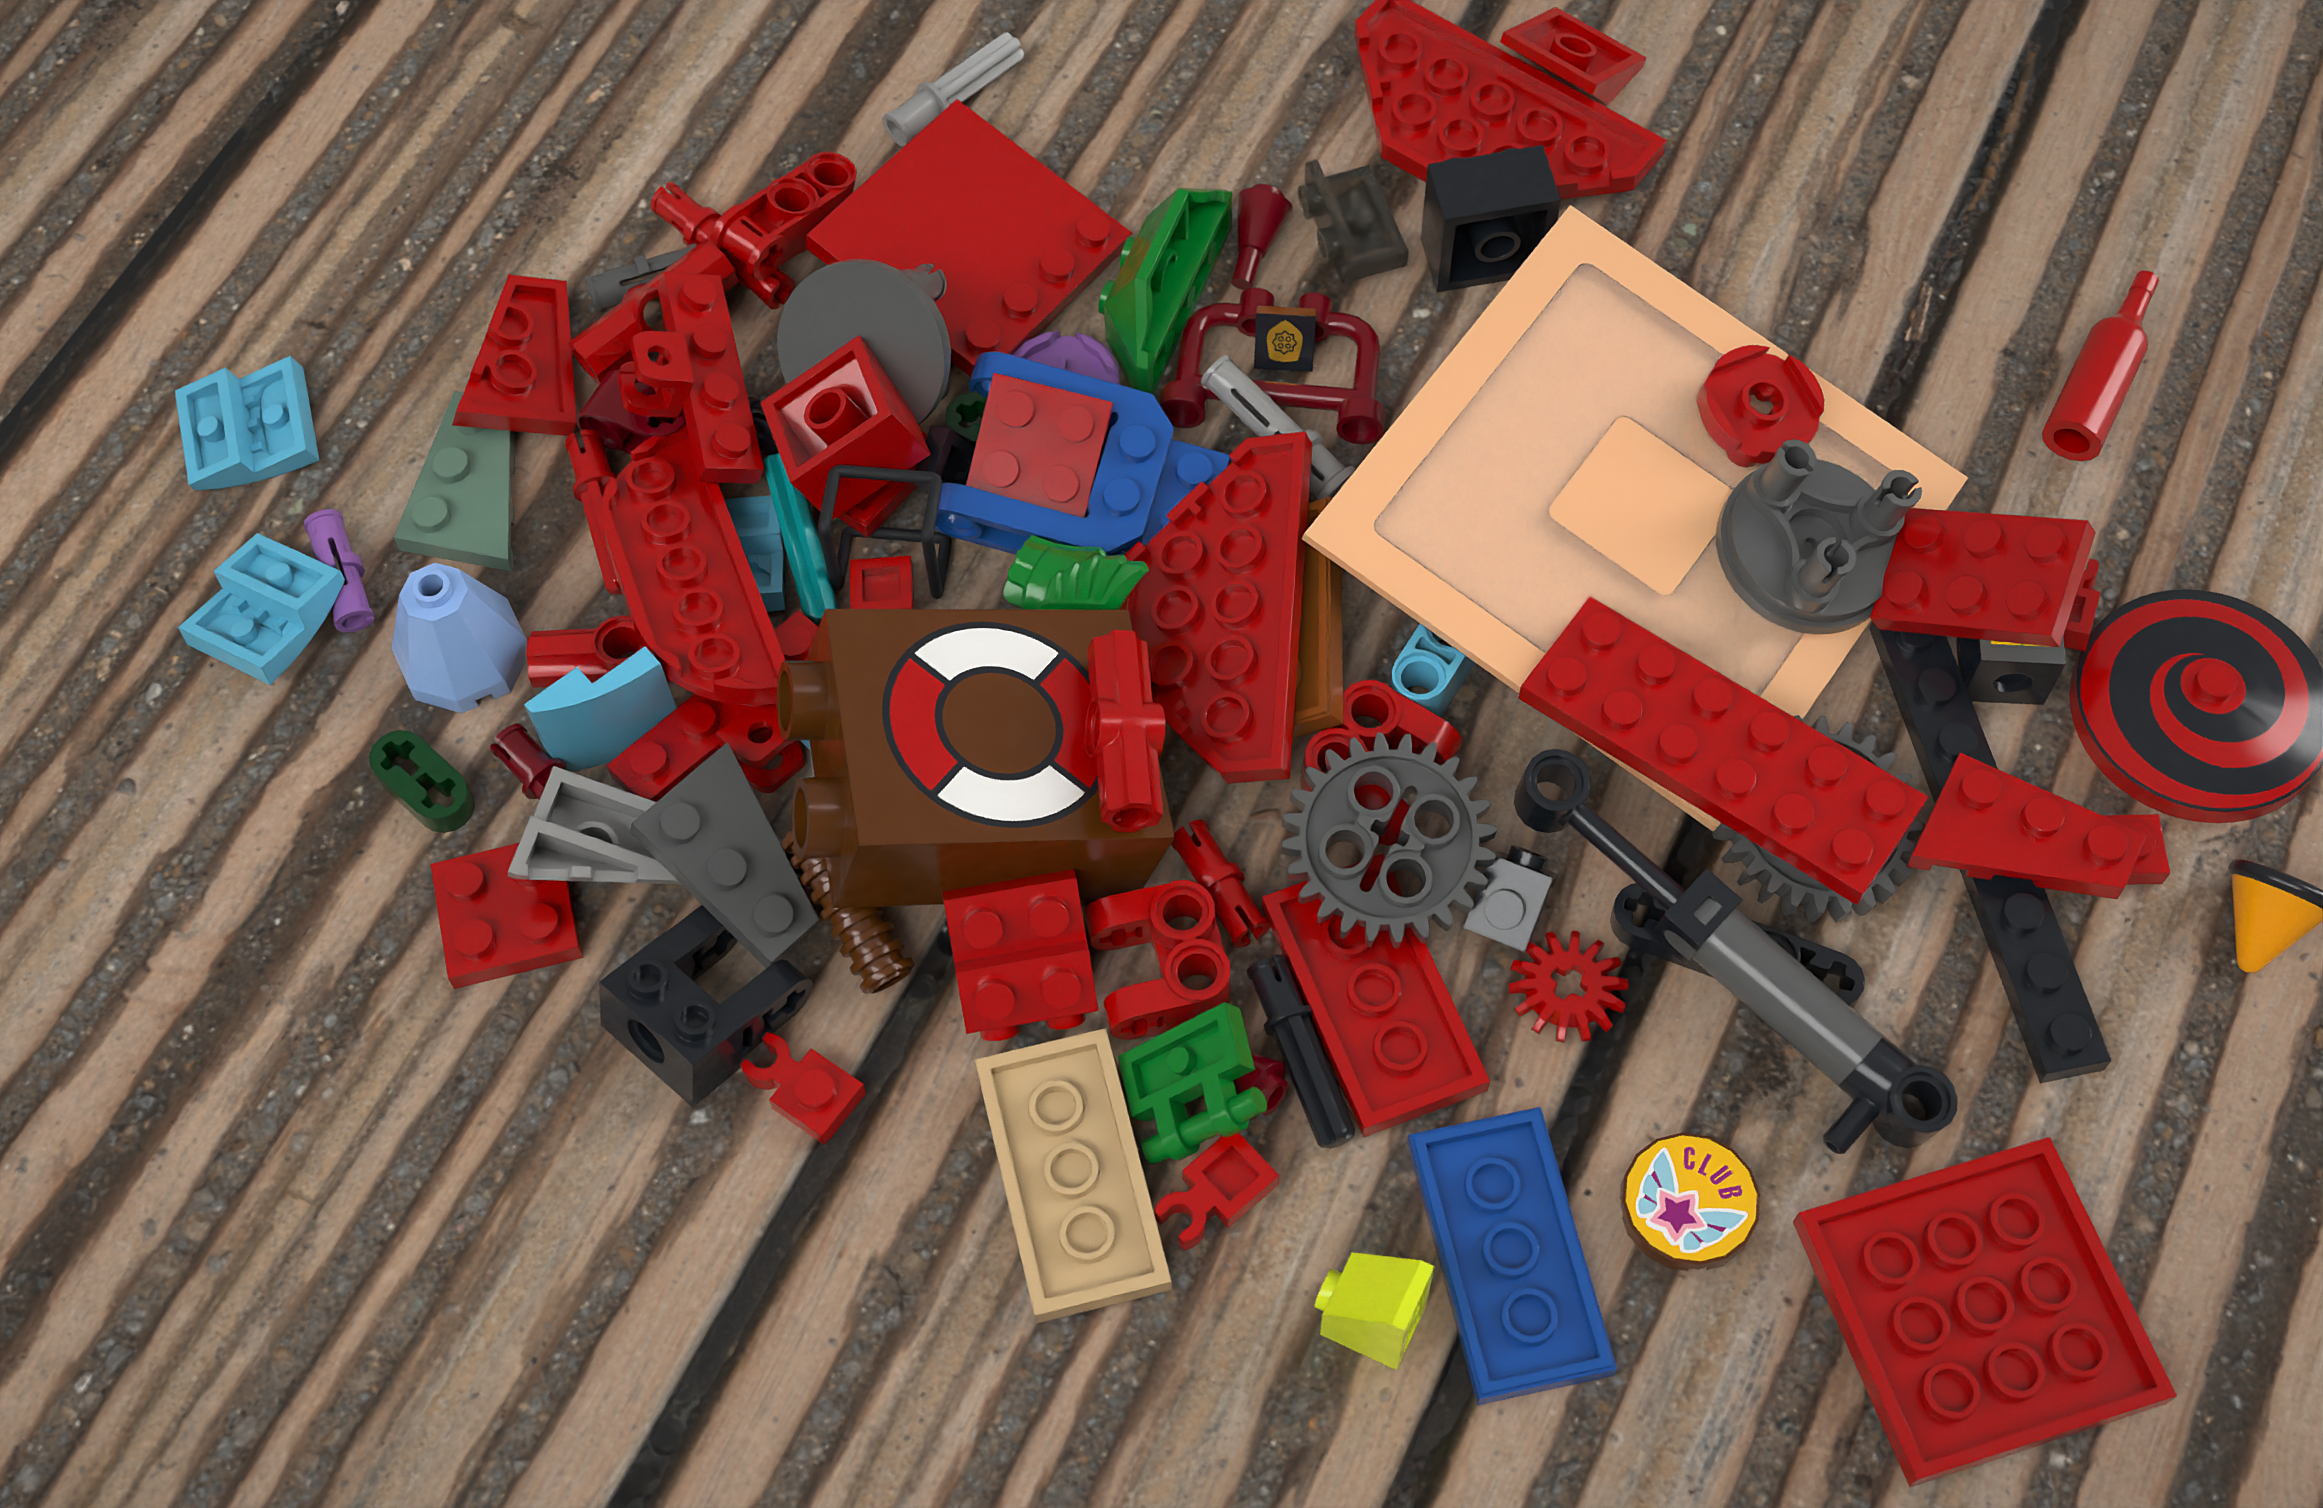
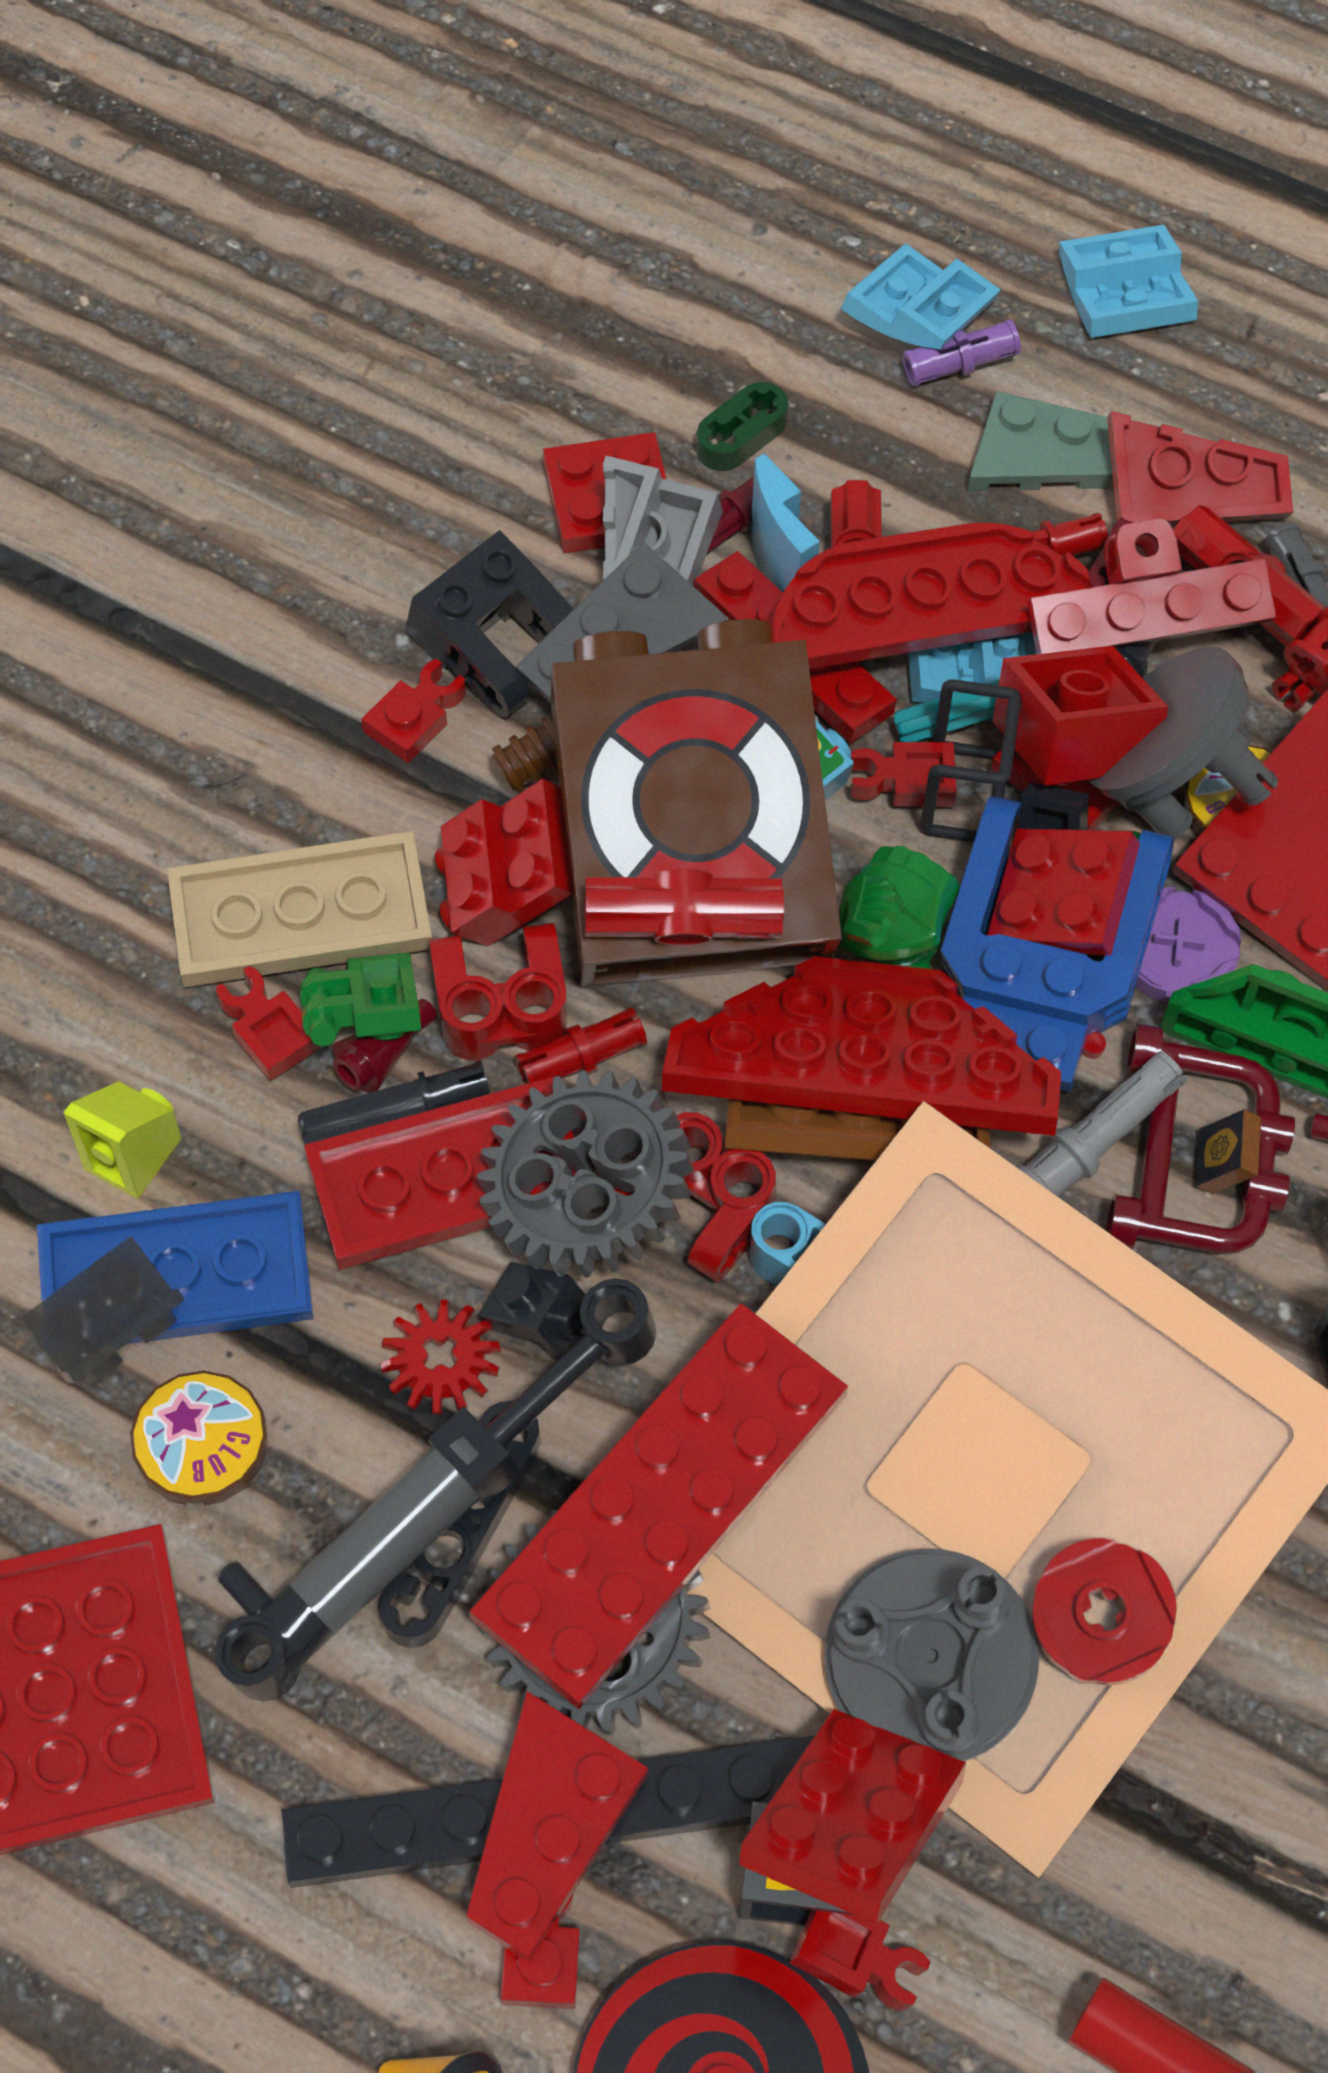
camera: 90 degrees right, 0 degrees up
(456, 639) = (882, 433): light blue cone -> none
(1595, 1290) = (101, 1312): none -> clear smoke bracket

